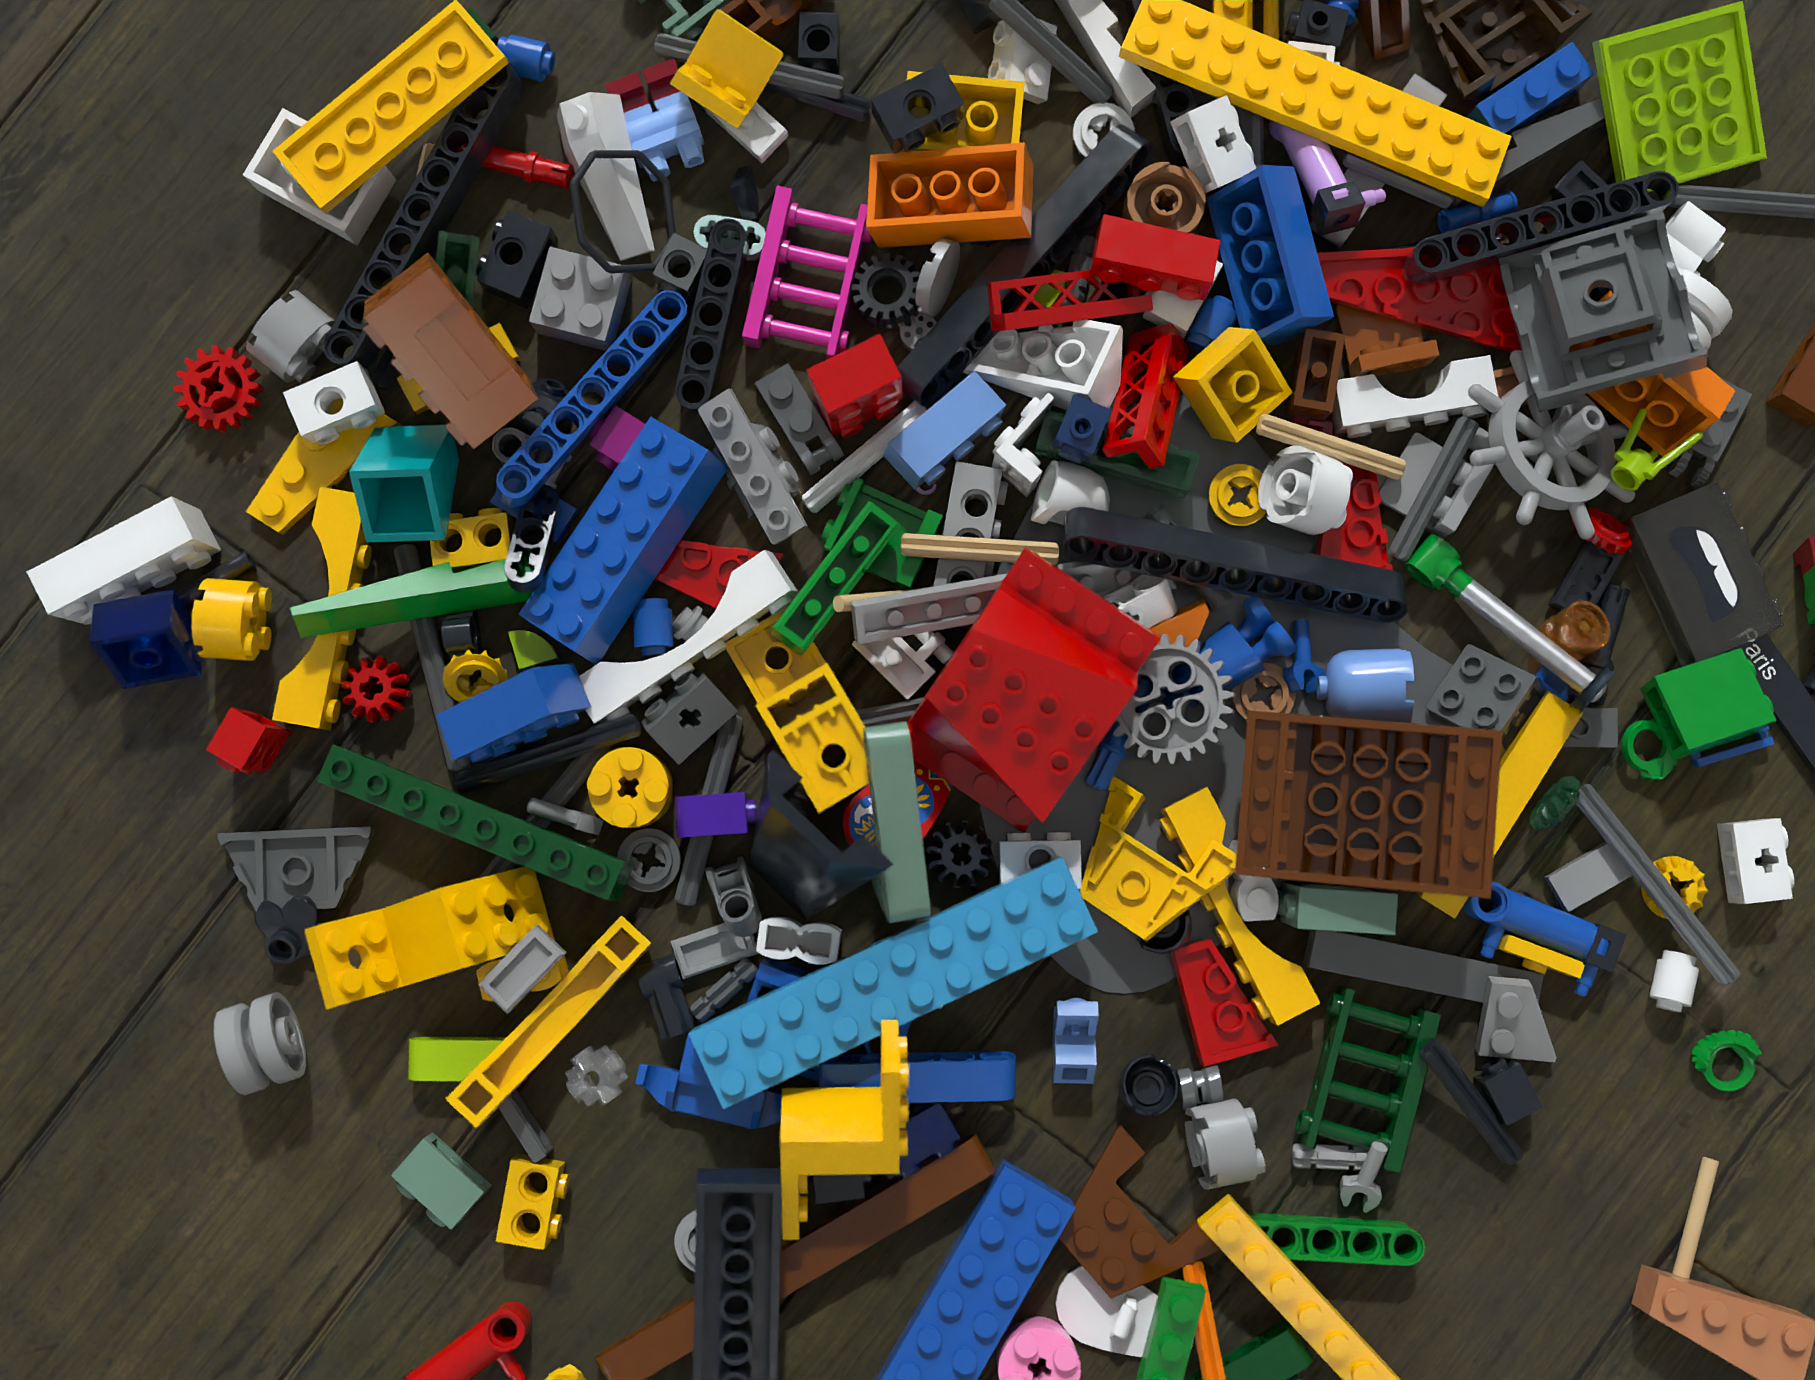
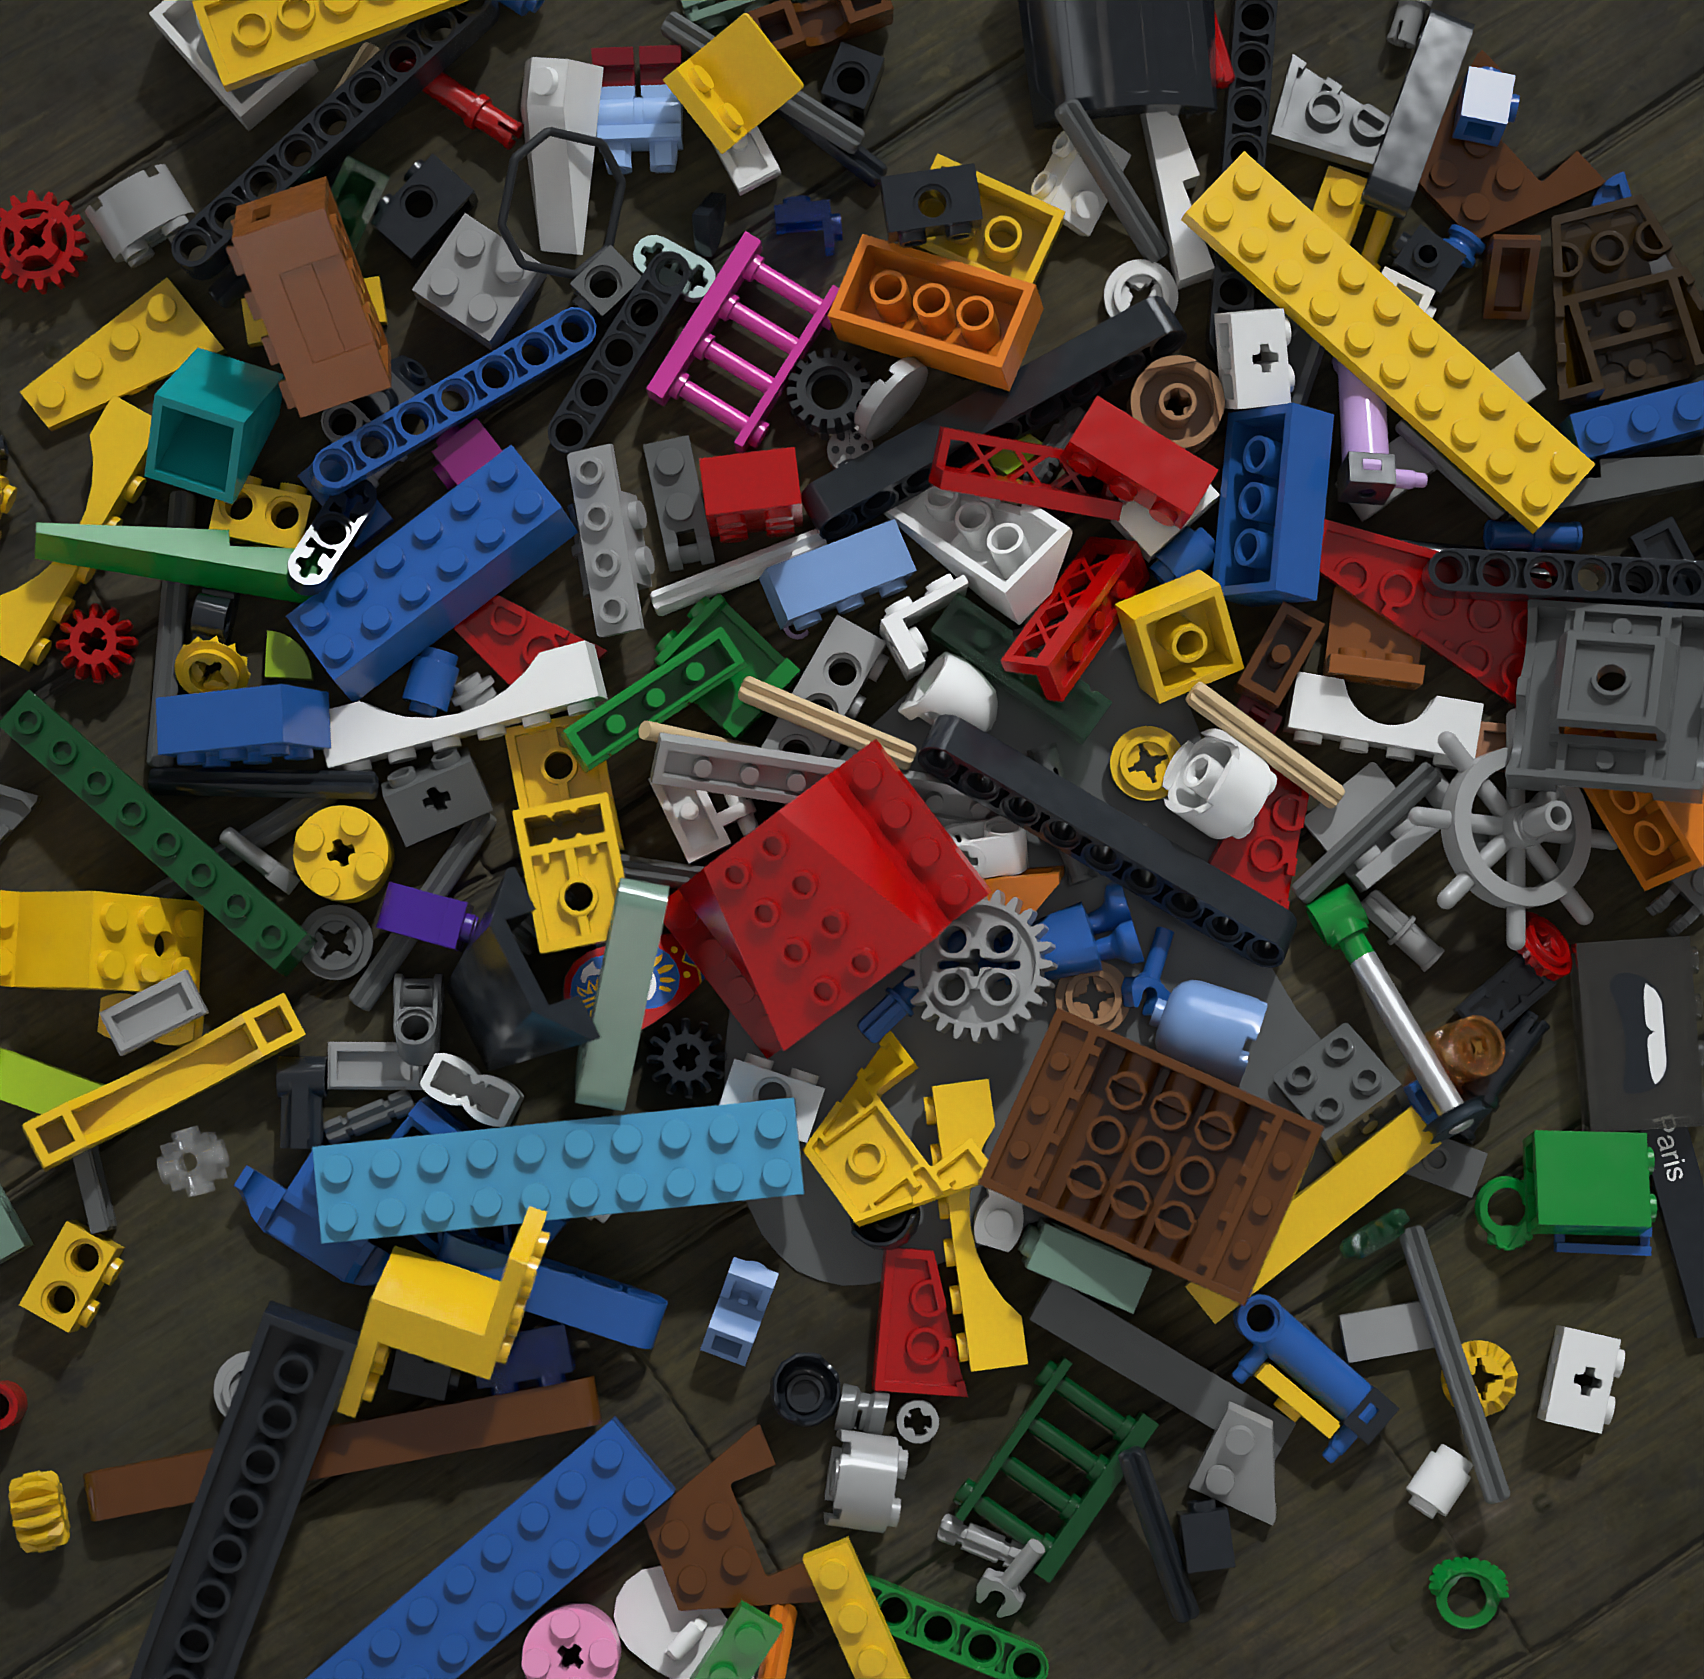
camera: 15 degrees right, 0 degrees up
(311, 403) = (137, 295): white brick -> none
(818, 160) = (802, 215): none -> clear blue bracket
(1081, 429) = (985, 629): dark blue brick -> none
(1239, 1089) = (908, 1432): none -> light grey bush
(1487, 556) = (1401, 930): none -> light grey axle
(1638, 465) = (1600, 887): lime plant -> none

